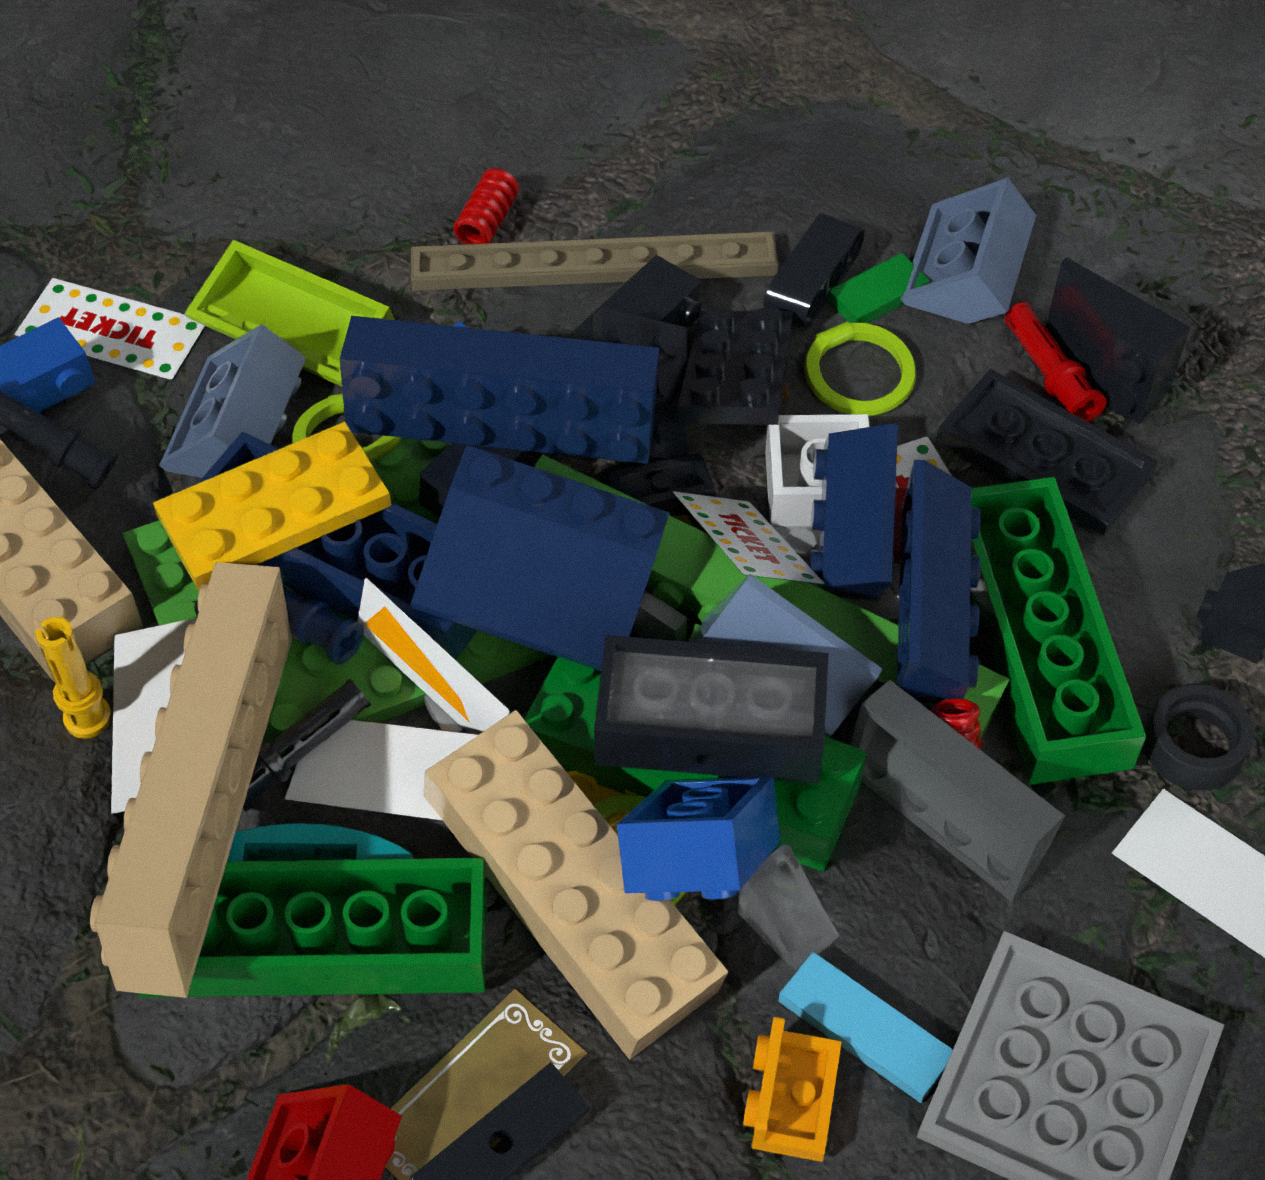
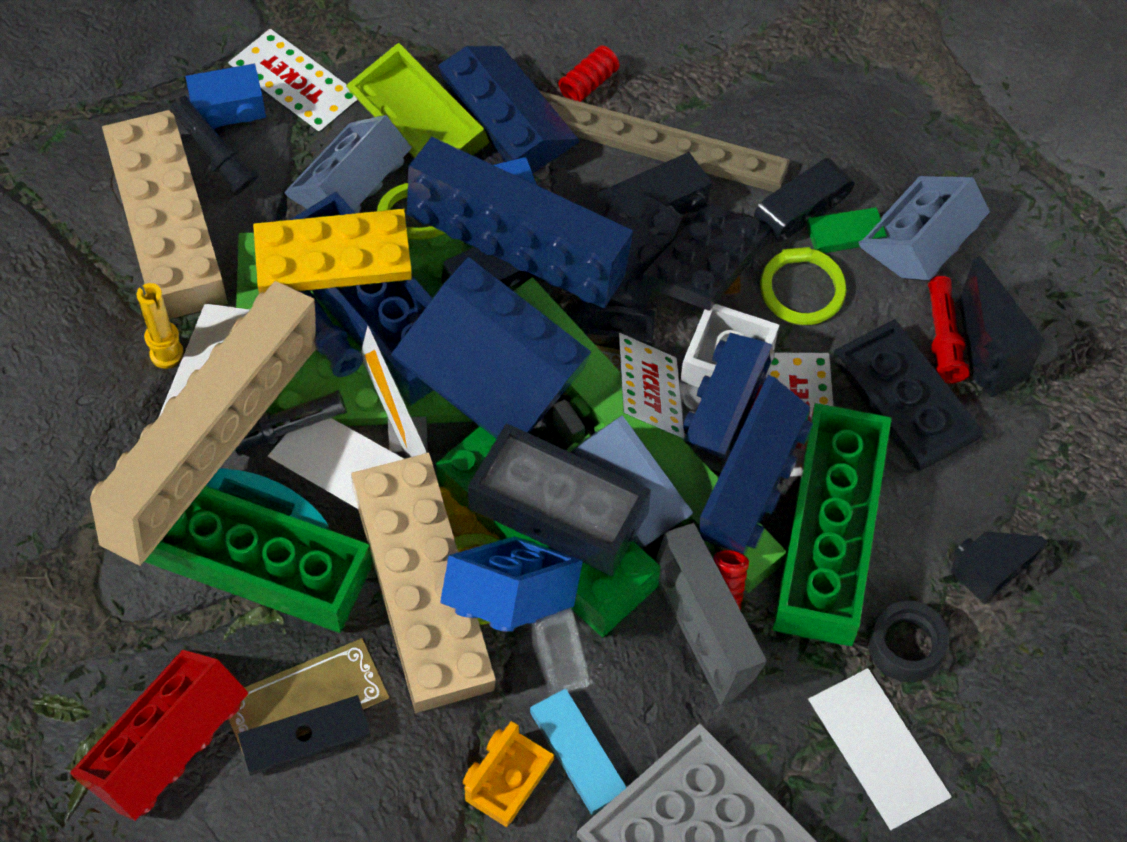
camera: 20 degrees right, 5 degrees up
(401, 270) = (506, 105): none -> dark blue slope

